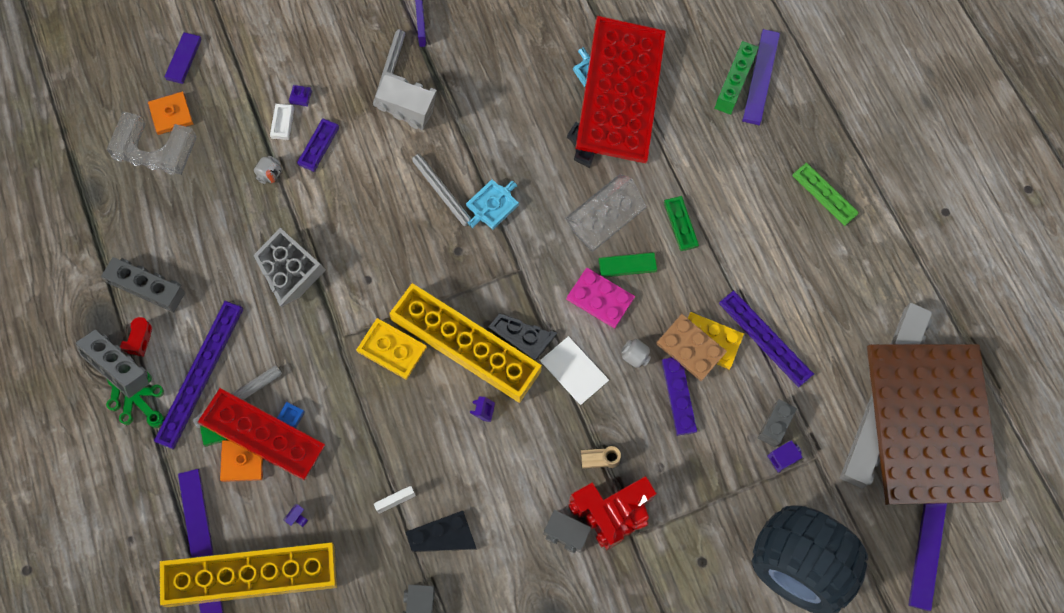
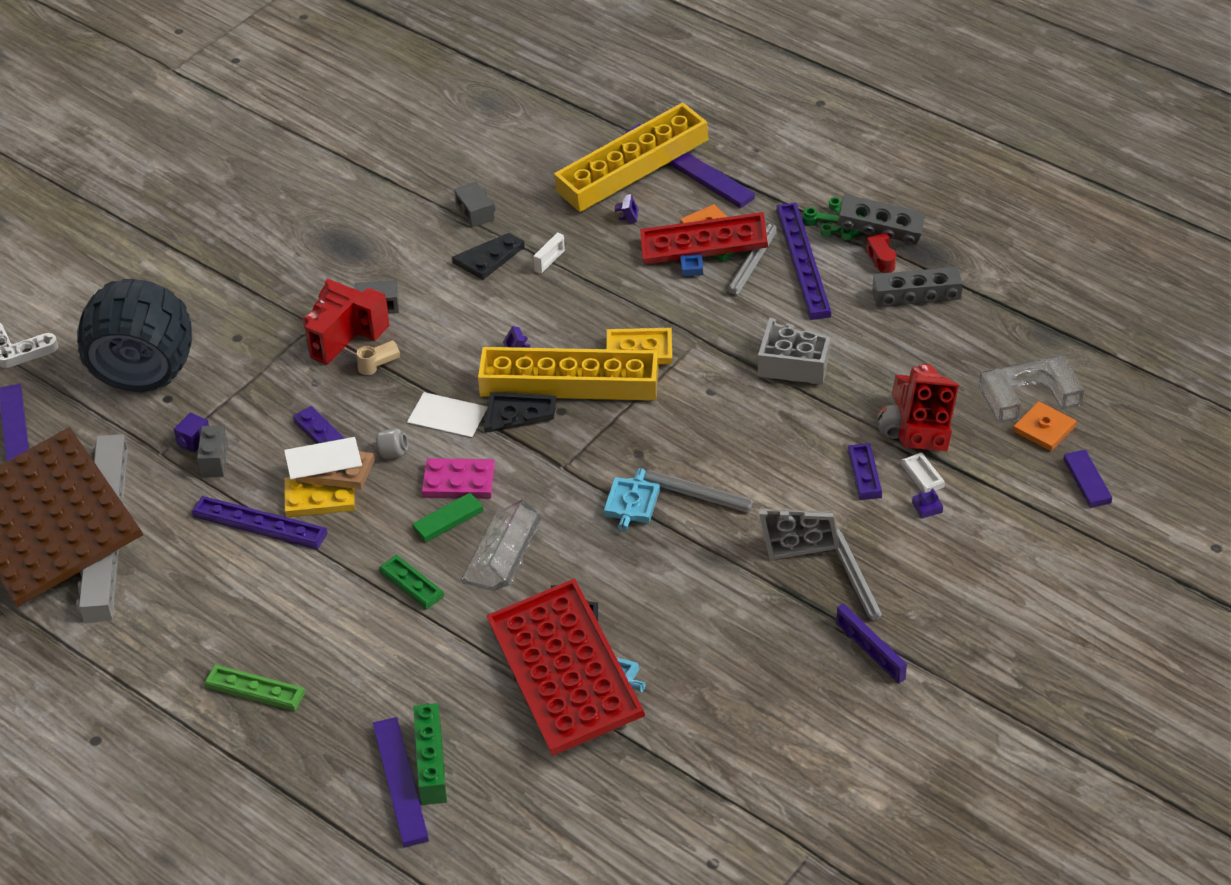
camera: 155 degrees right, 25 degrees down
(241, 153) = (926, 408): none -> red brick
(699, 353) = (322, 458): none -> white piece

